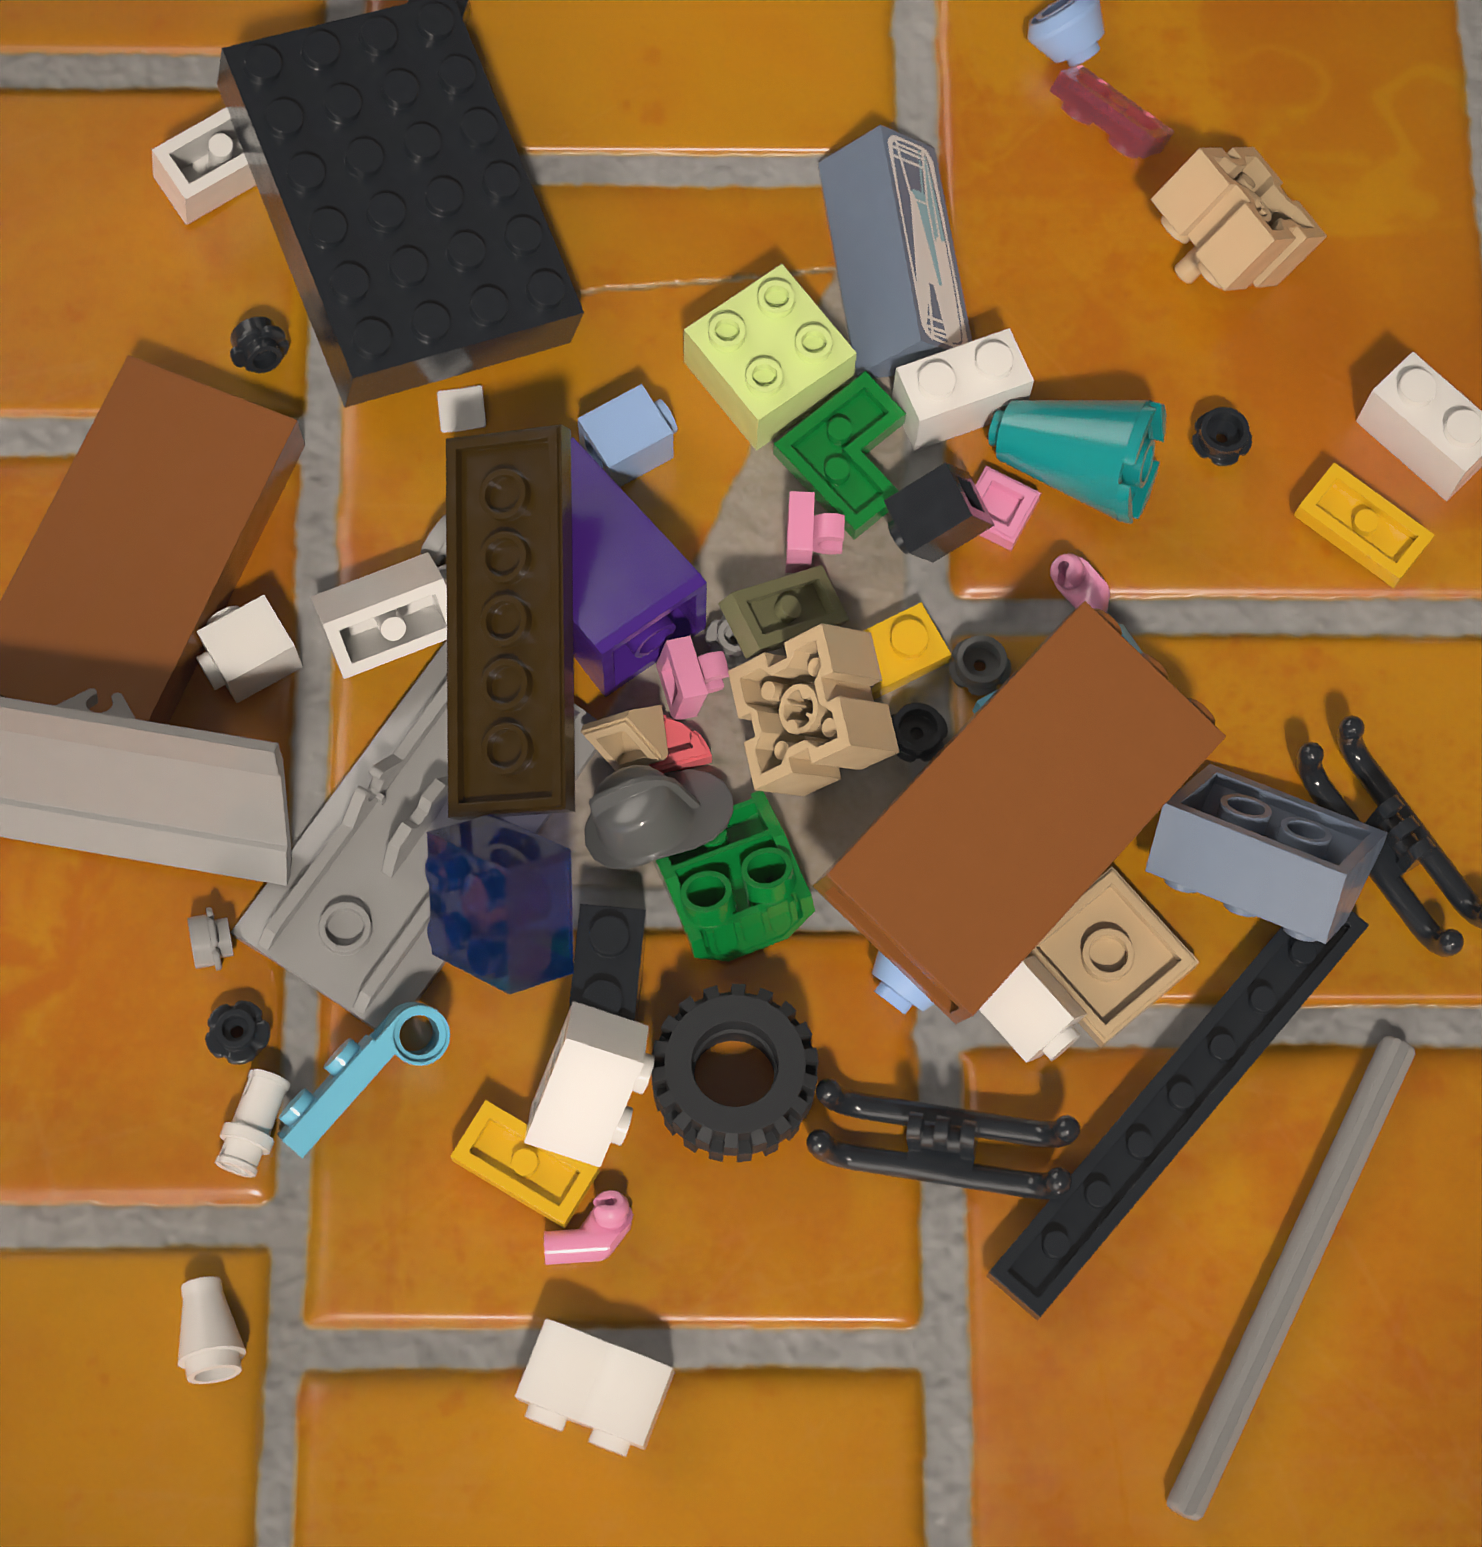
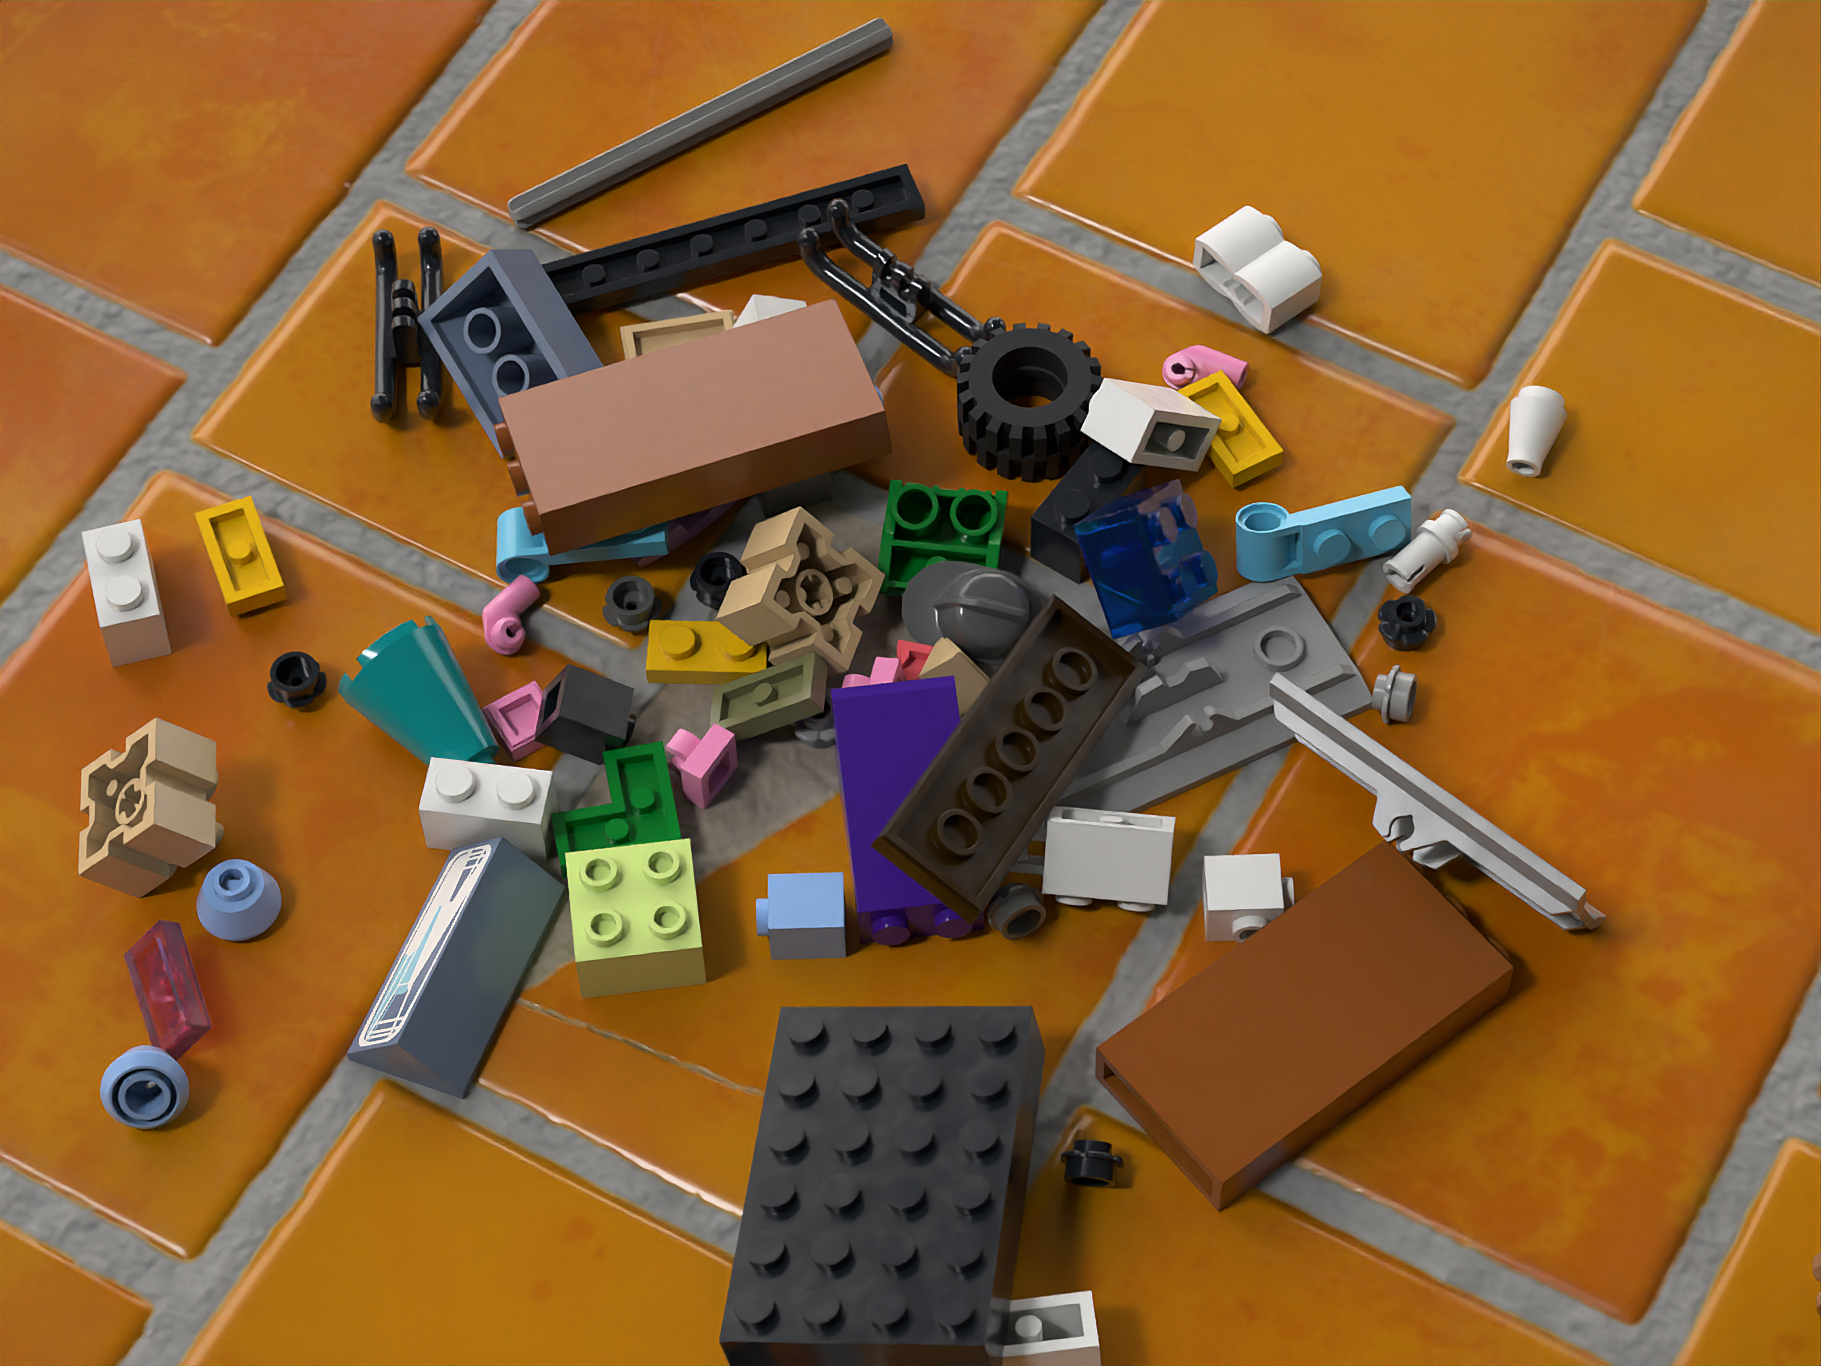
camera: 145 degrees left, 15 degrees down
(1118, 222) = (238, 900): none -> light blue cone

